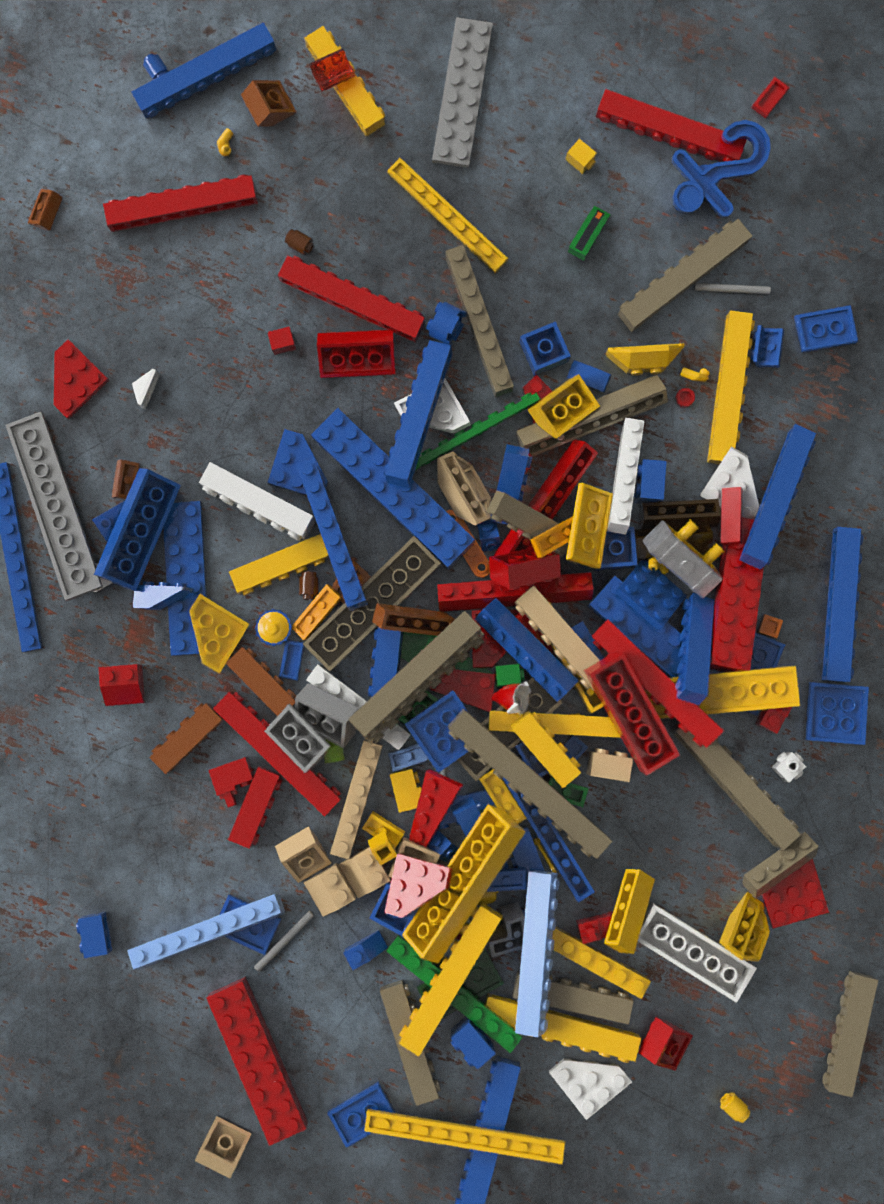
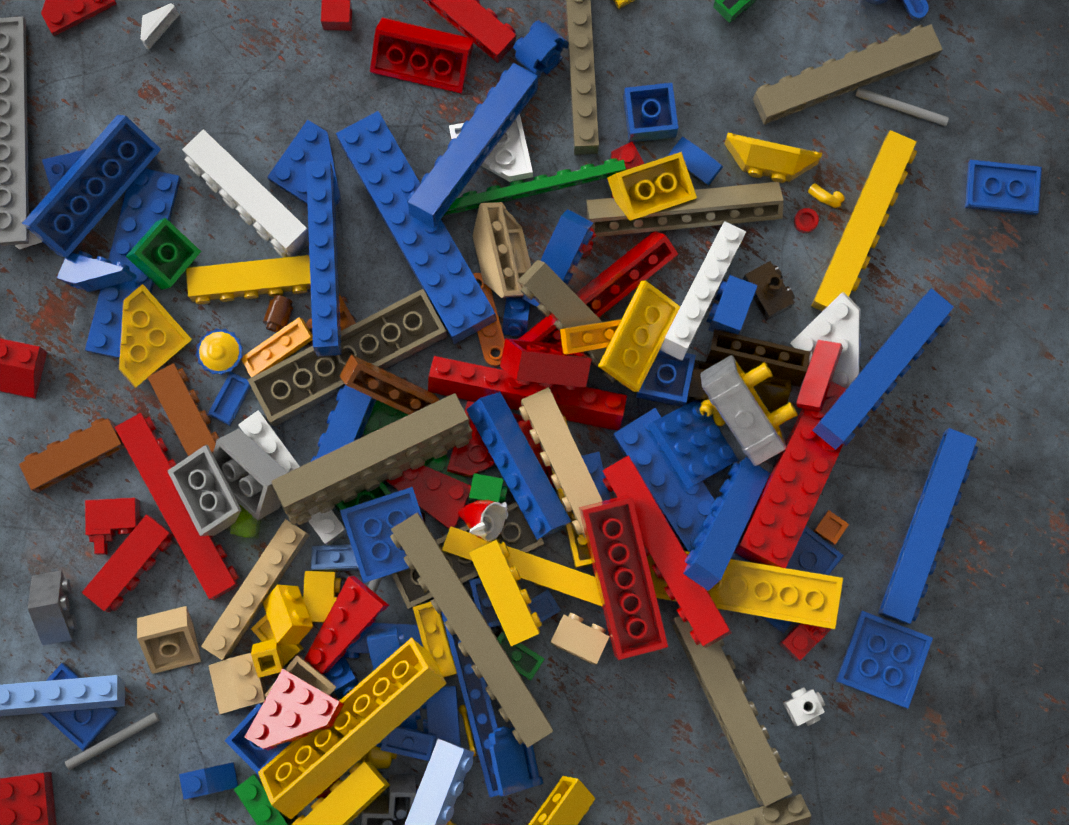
camera: 15 degrees right, 5 degrees down
(124, 478) = (96, 122): dark orange slope -> none
(208, 565) = (163, 253): none -> green brick
(208, 857) = (50, 607): none -> flat silver brick
(330, 890) = (188, 693): tan slope -> none
(387, 811) = (287, 614): none -> yellow brick
(588, 872) = (510, 762): none -> blue piece
(678, 461) = (771, 293): none -> dark brown brick
(767, 347) = (924, 187): blue bracket -> none

